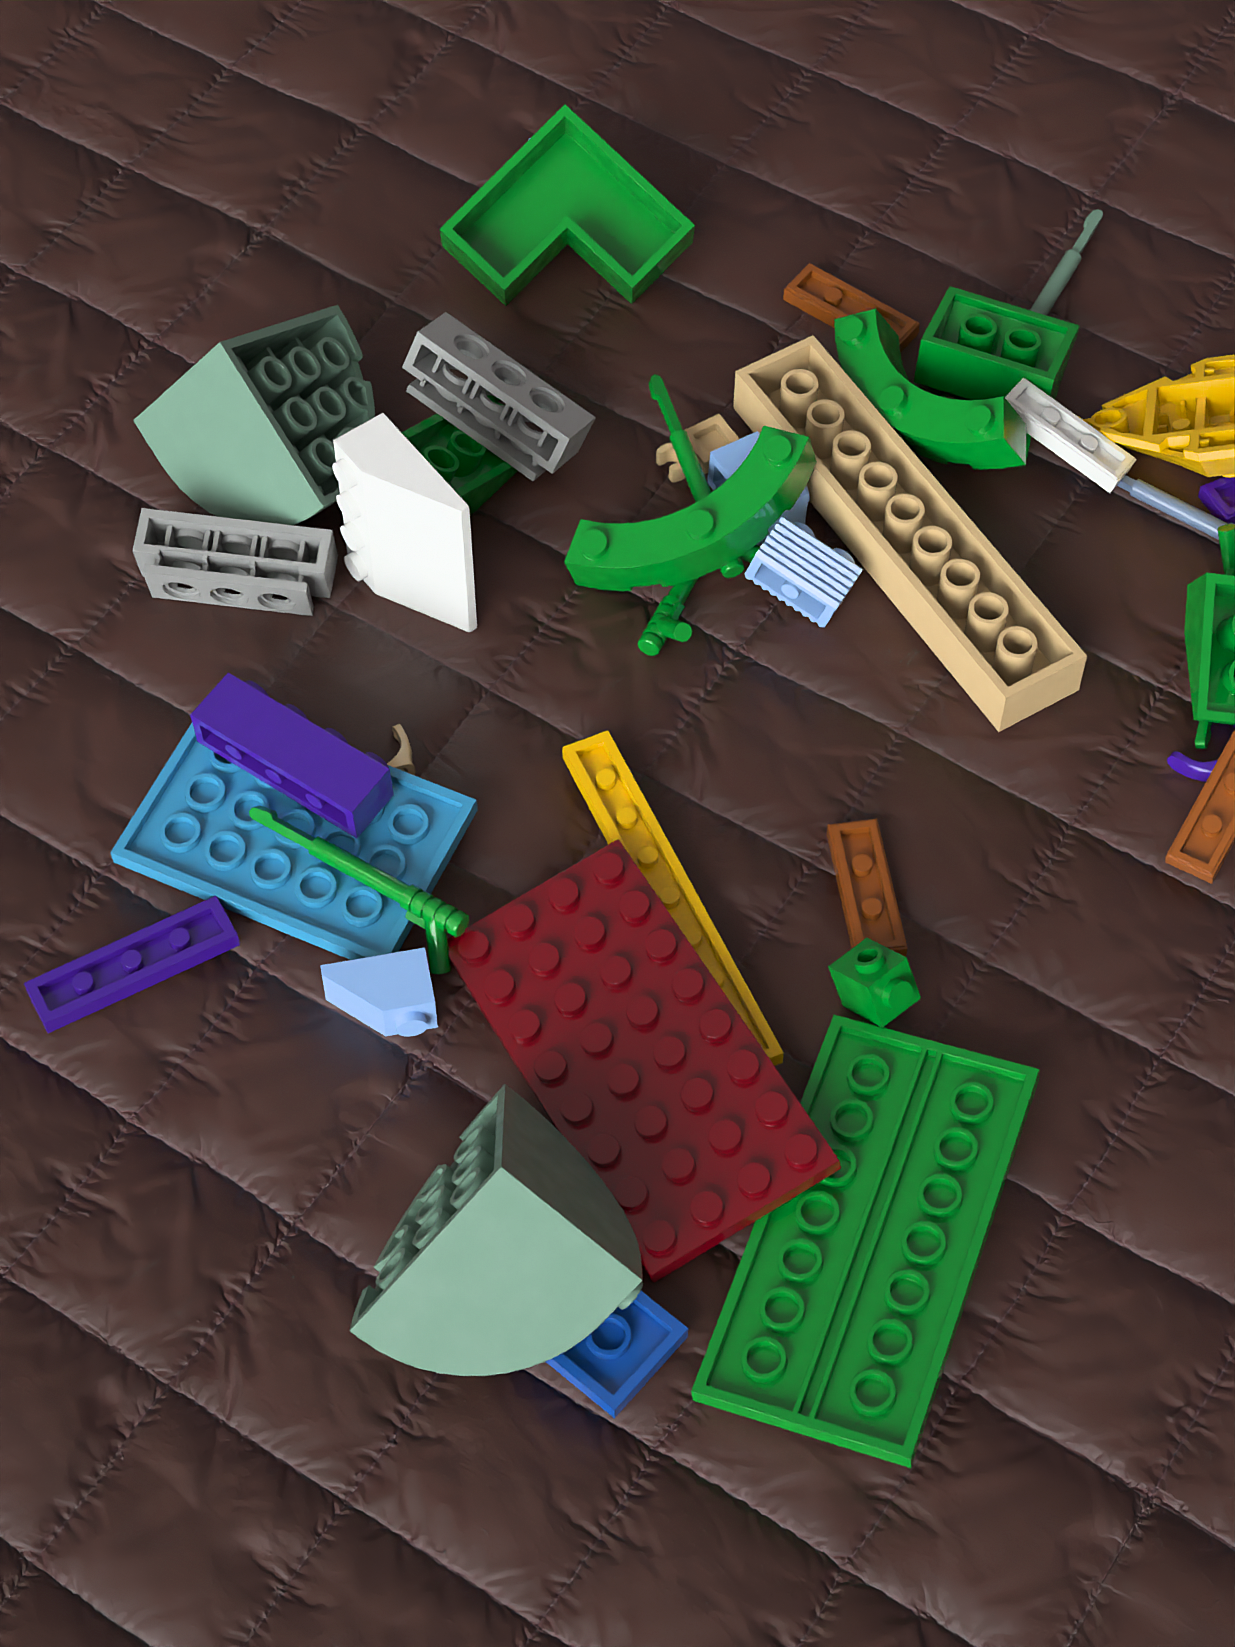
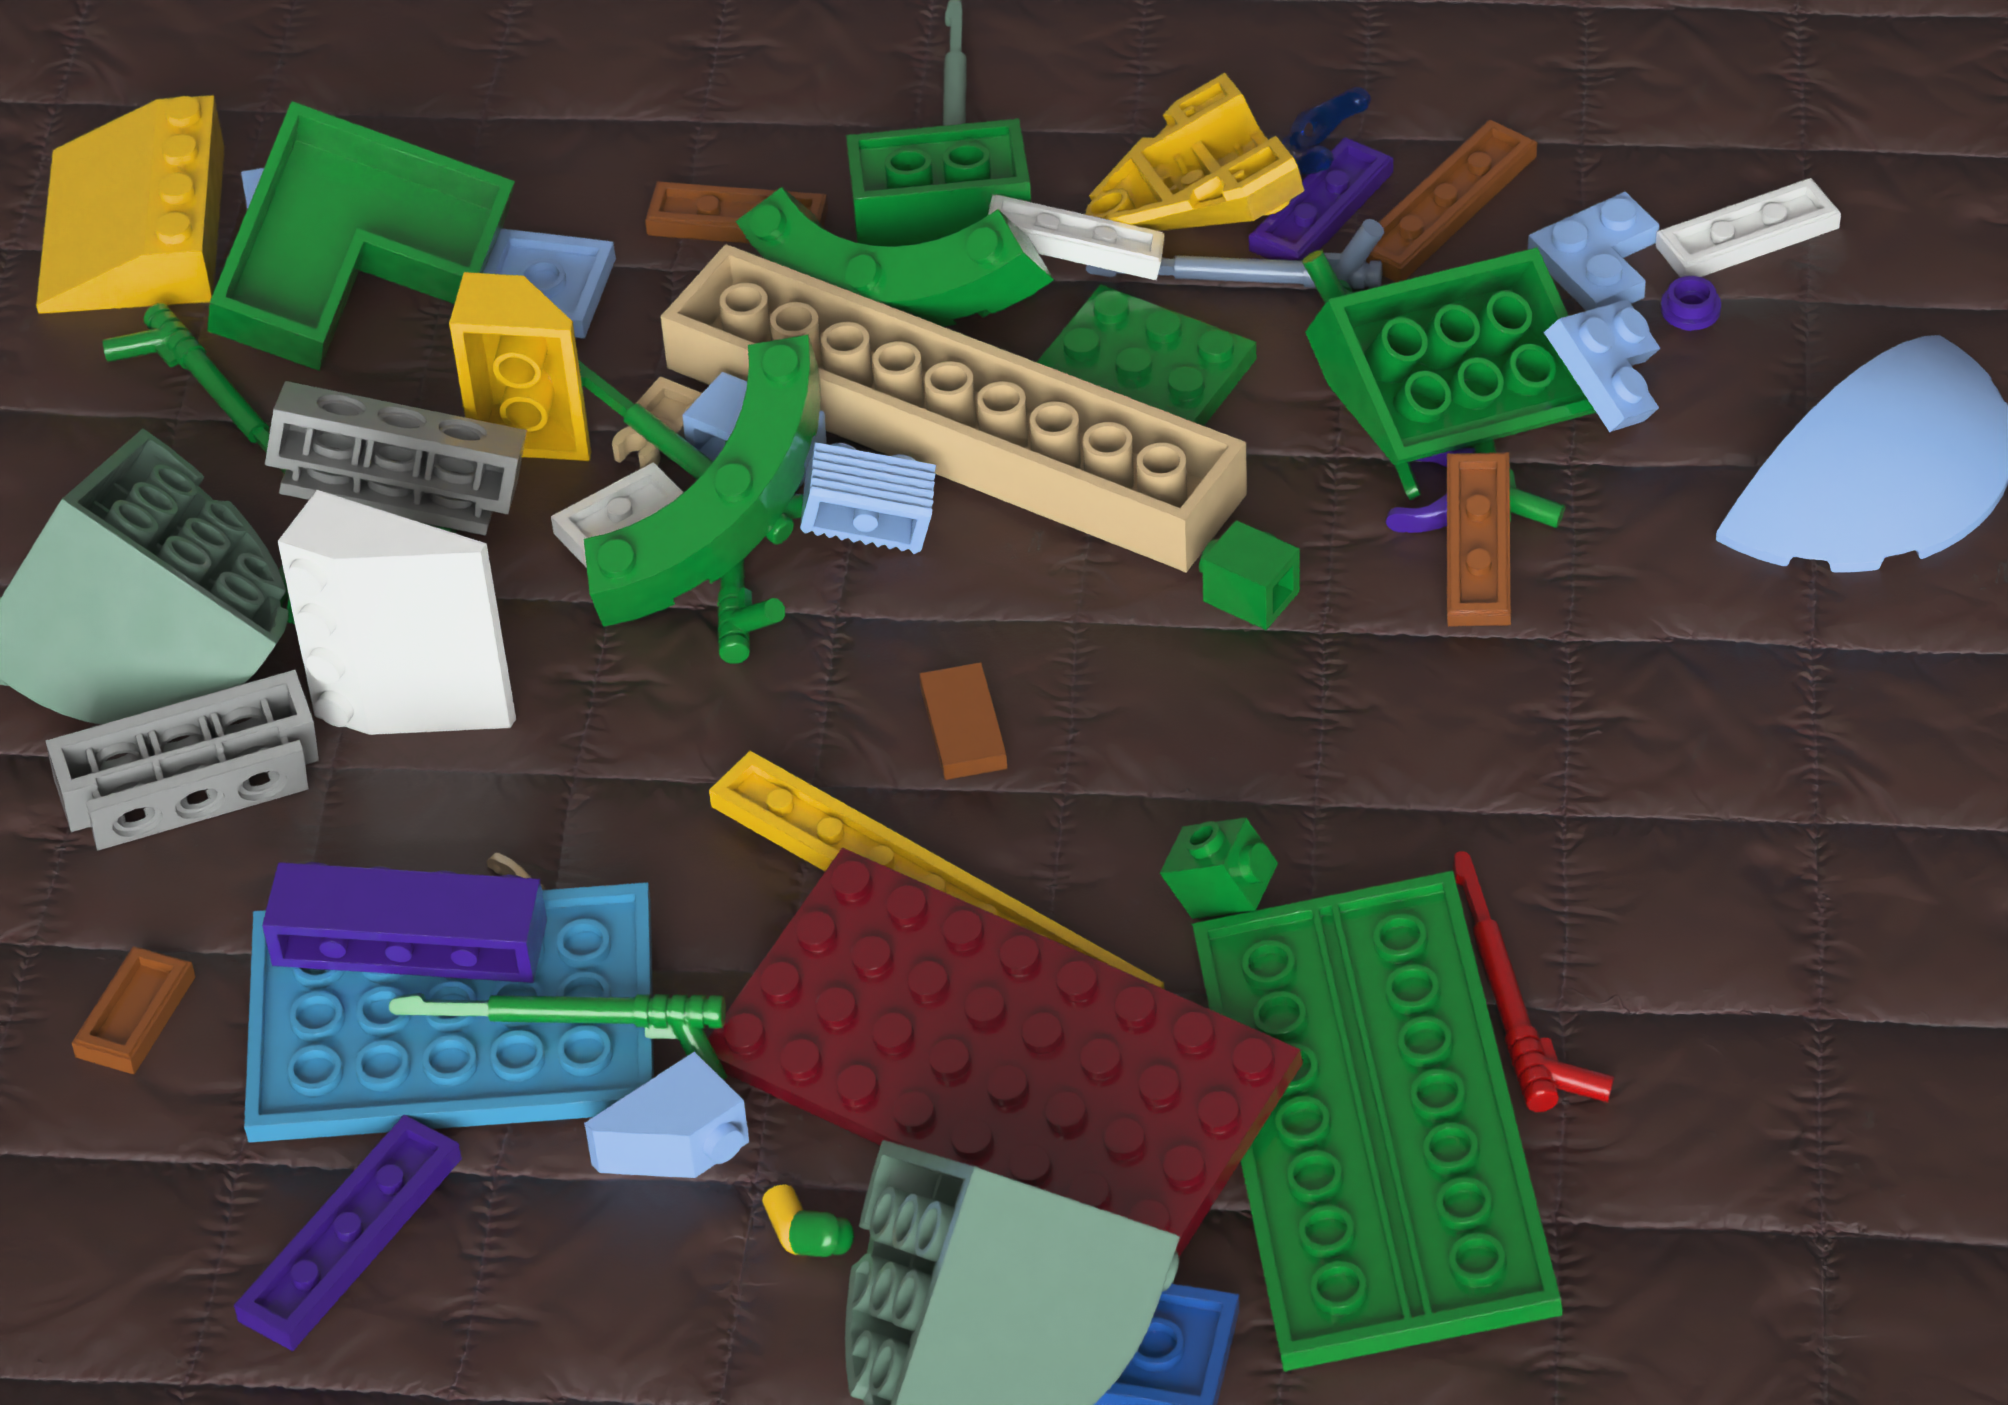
camera: 25 degrees left, 10 degrees down
(102, 727) = (133, 1010): none -> dark orange tile
(422, 250) = (178, 346): none -> green piece
(427, 1118) = (806, 1230): none -> green arm
(454, 134) = (135, 211): none -> yellow slope
(609, 366) = (520, 364): none -> yellow slope
(631, 501) = (614, 507): none -> white plate
(685, 306) = (562, 267): none -> light blue plate
(772, 774) = (963, 721): none -> dark orange tile
(865, 884) = (1134, 782): dark orange tile -> none
(1017, 1241) = (1531, 1056): none -> red piece
(1040, 756) = (1250, 574): none -> green brick
(1068, 553) = (1151, 354): none -> green plate

